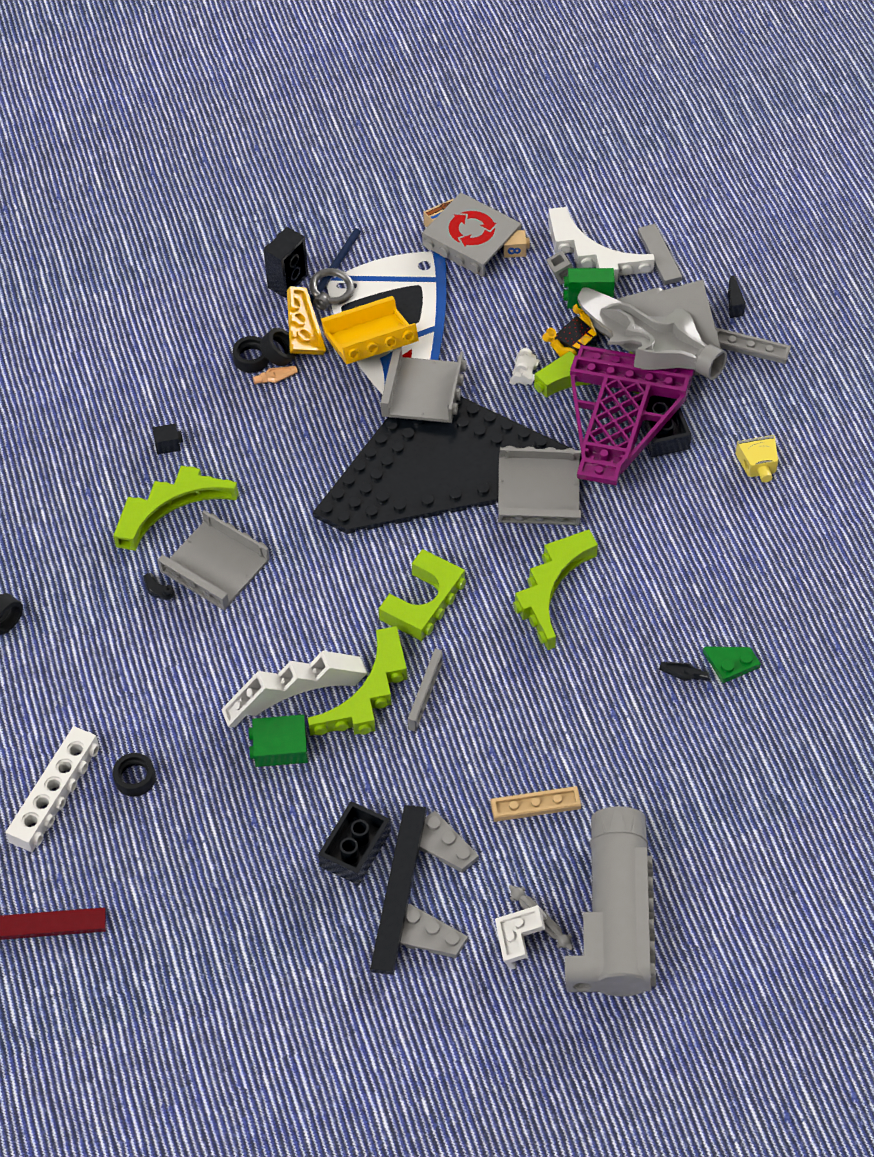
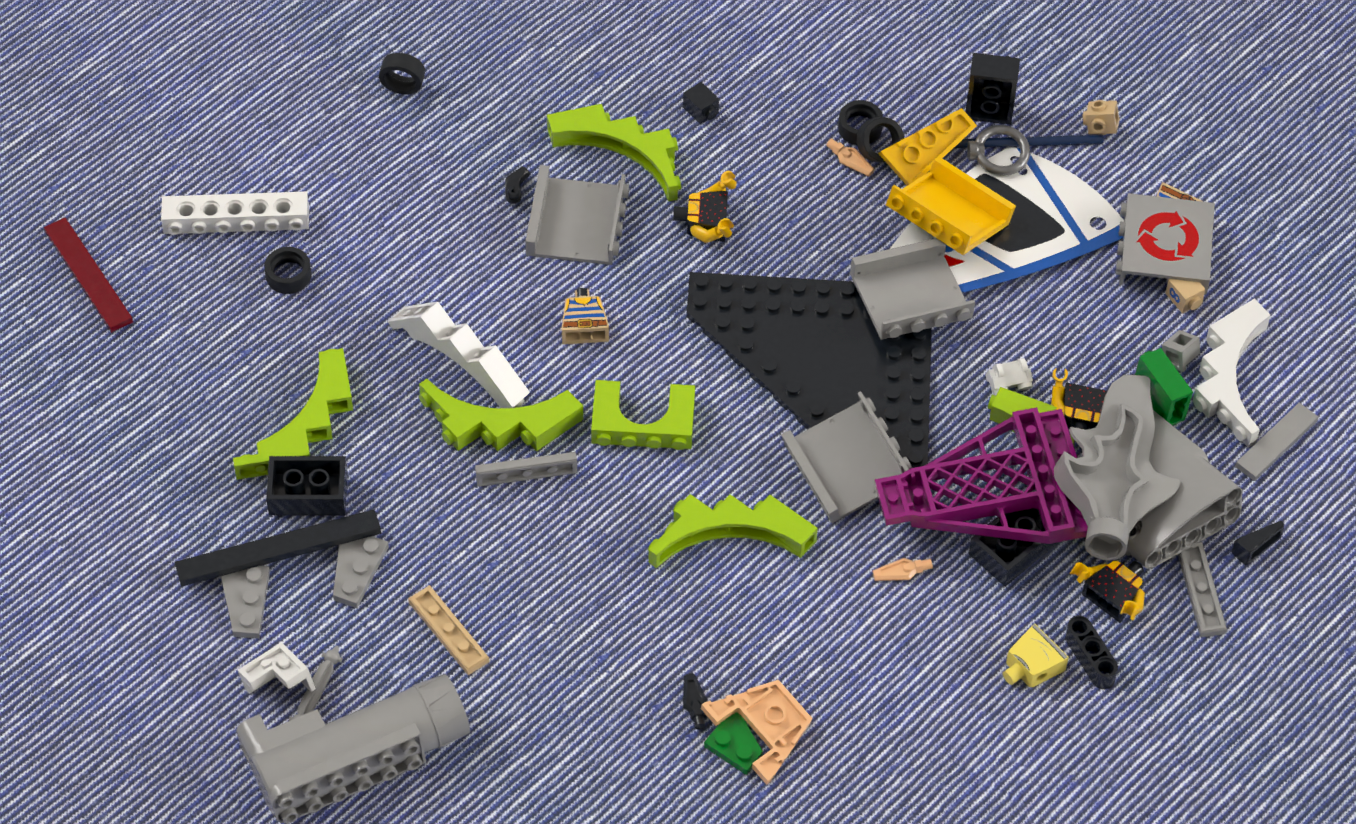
camera: 60 degrees right, 0 degrees up
(270, 477) = (708, 211): none -> torso
(274, 792) = (313, 422): none -> lime arch
(278, 740) = (392, 370): green brick -> none
(312, 594) = (584, 319): none -> torso
(344, 219) = (1101, 117): none -> tan brick
(643, 500) = (901, 569): none -> light nougat piece
(728, 627) = (772, 715): none -> light nougat wing
(732, 389) = (1113, 587): none -> torso
(771, 423) = (1091, 641): none -> black beam

